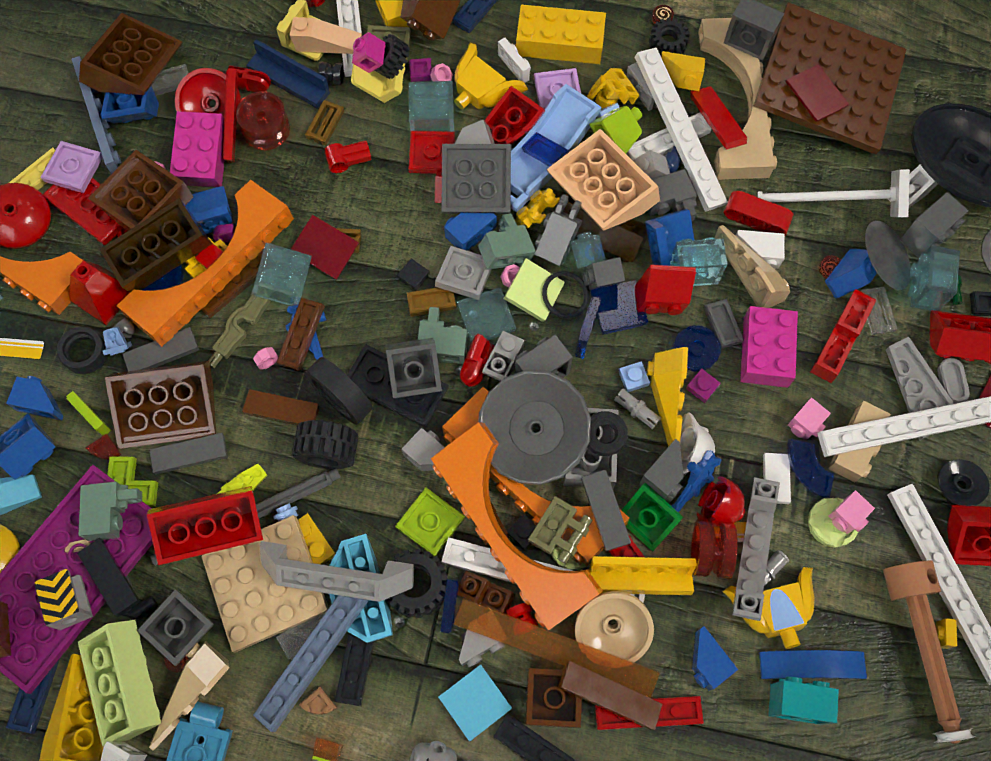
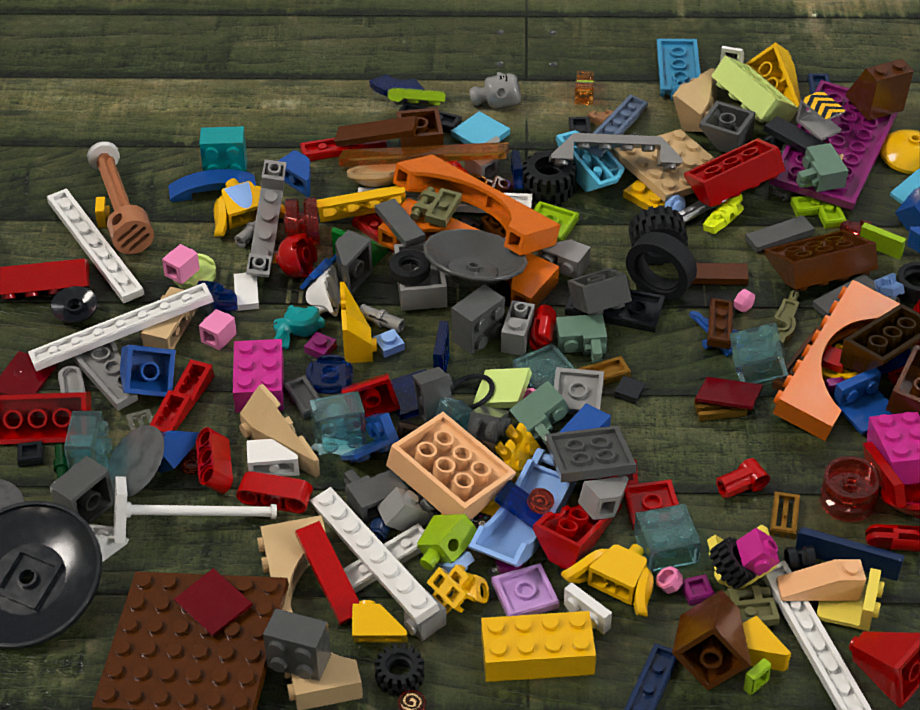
camera: 170 degrees right, 25 degrees down
(530, 147) = (540, 500): none -> clear red tile
(725, 415) = (298, 322): none -> teal animal
(813, 251) = (214, 460): none -> red beam
(882, 366) = (147, 370): none -> blue slope

